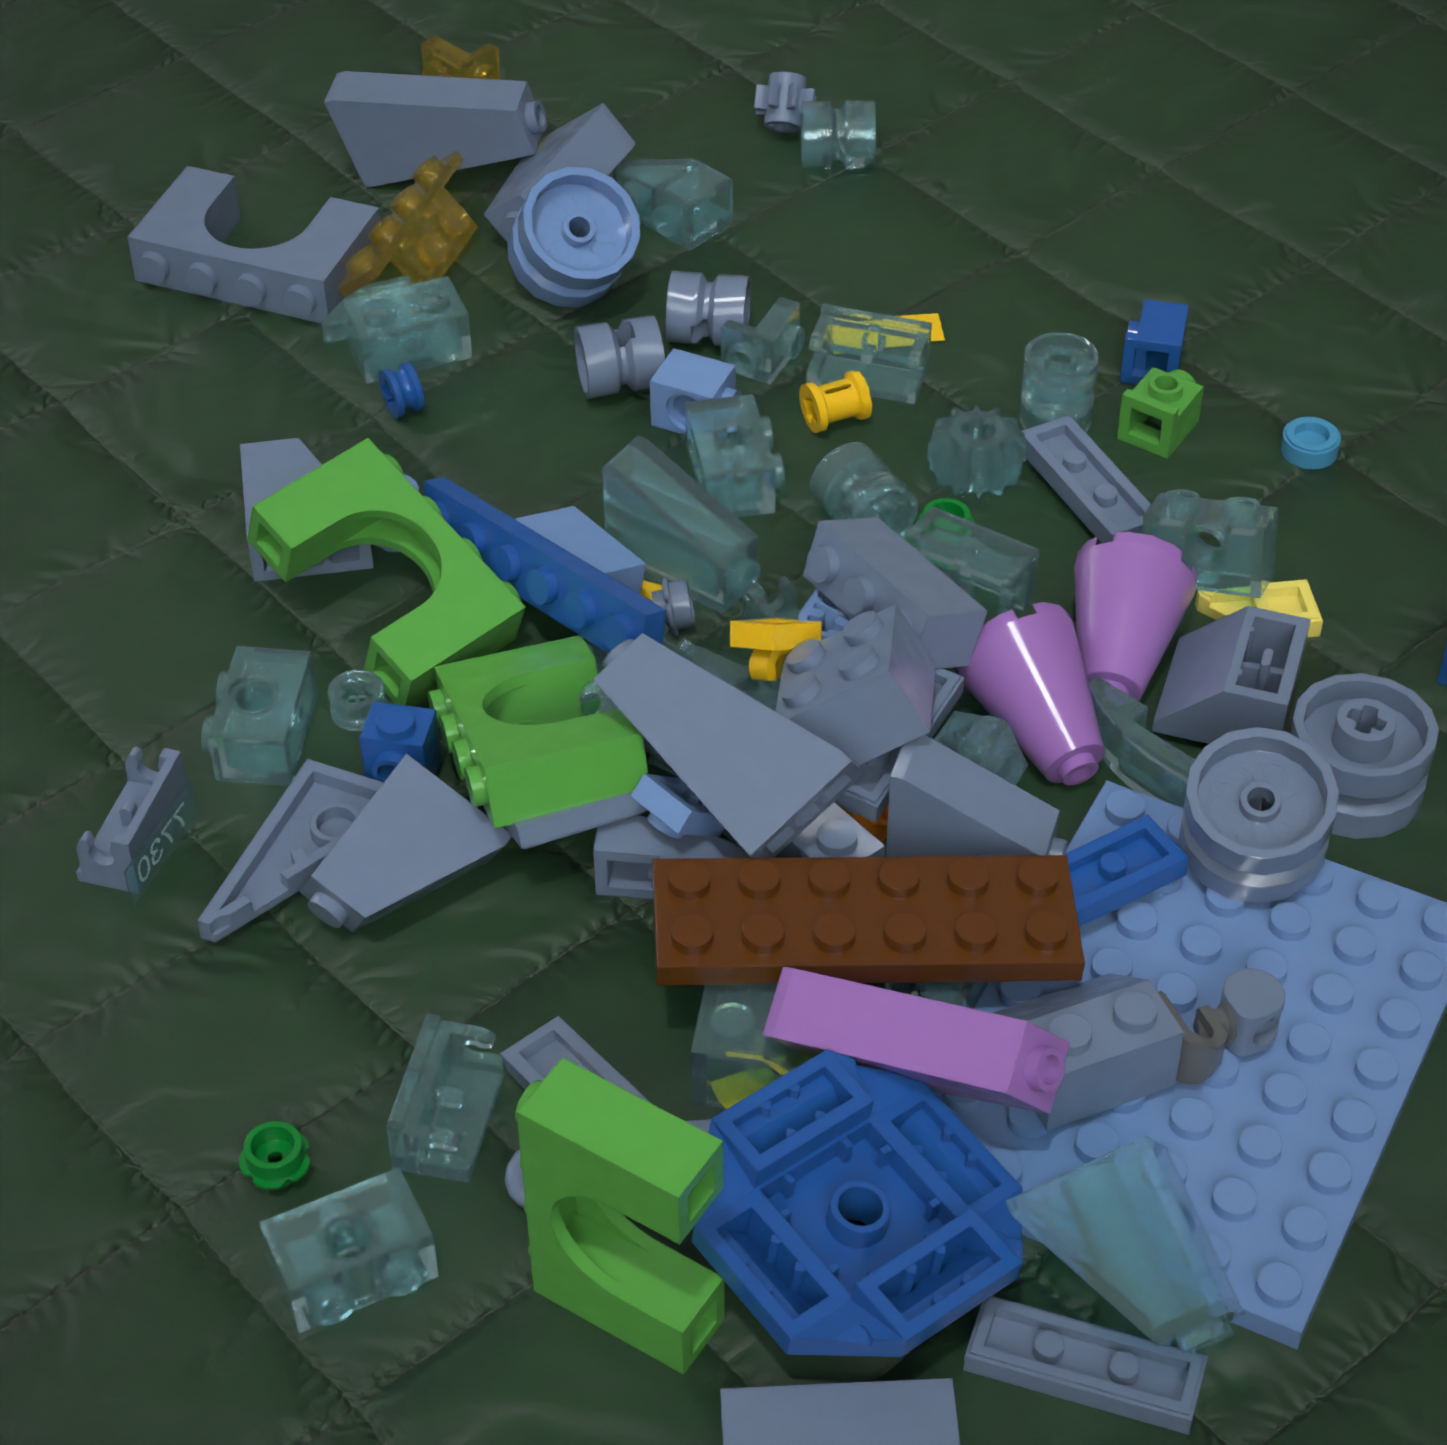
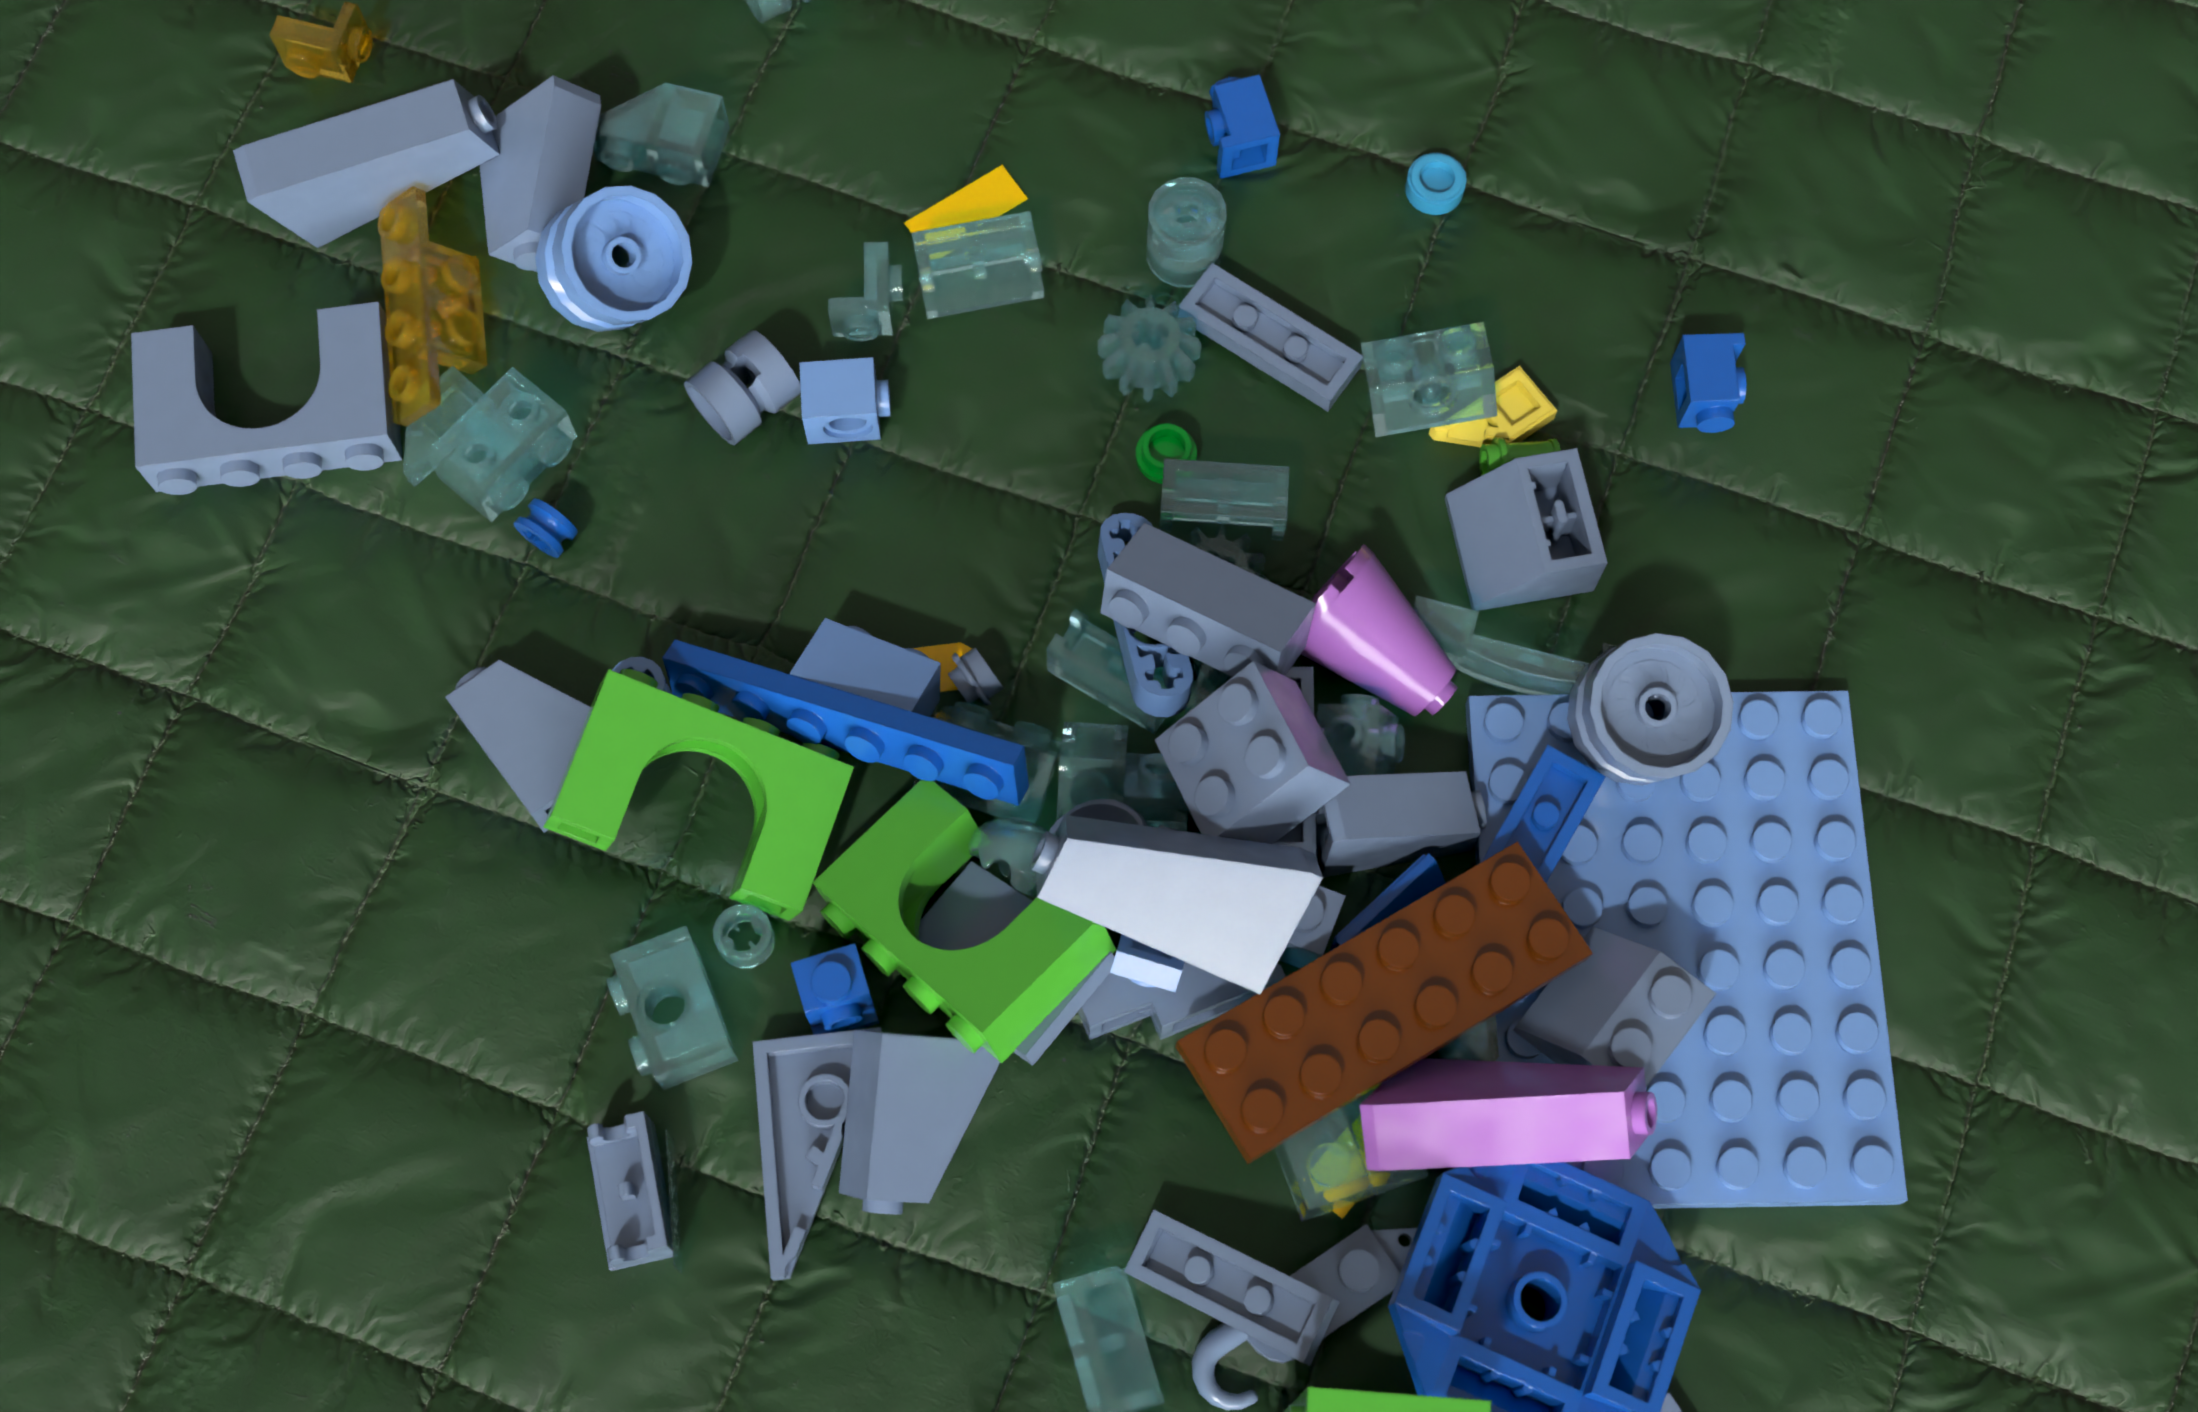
camera: 30 degrees left, 25 degrees up
(677, 526) = (938, 596): clear light blue slope -> none
(702, 307) = (791, 280): sand blue wheel -> none
(733, 454) = (931, 496): clear light blue brick -> none
(771, 642) = (1135, 723): yellow tile -> none
(835, 401) = (972, 359): yellow bush -> none
(858, 484) = (1075, 459): clear light blue wheel -> none
(1086, 1364) = (1773, 1311): sand blue tile -> none
(1129, 606) = (1401, 505): medium lavender cone -> none
(1137, 1243) = (1771, 1222): clear light blue slope -> none
(1165, 396) = (1288, 211): bright green brick -> none
(1242, 1022) = (1726, 924): leg -> none
(1378, 747) = (1674, 565): sand blue wheel -> none

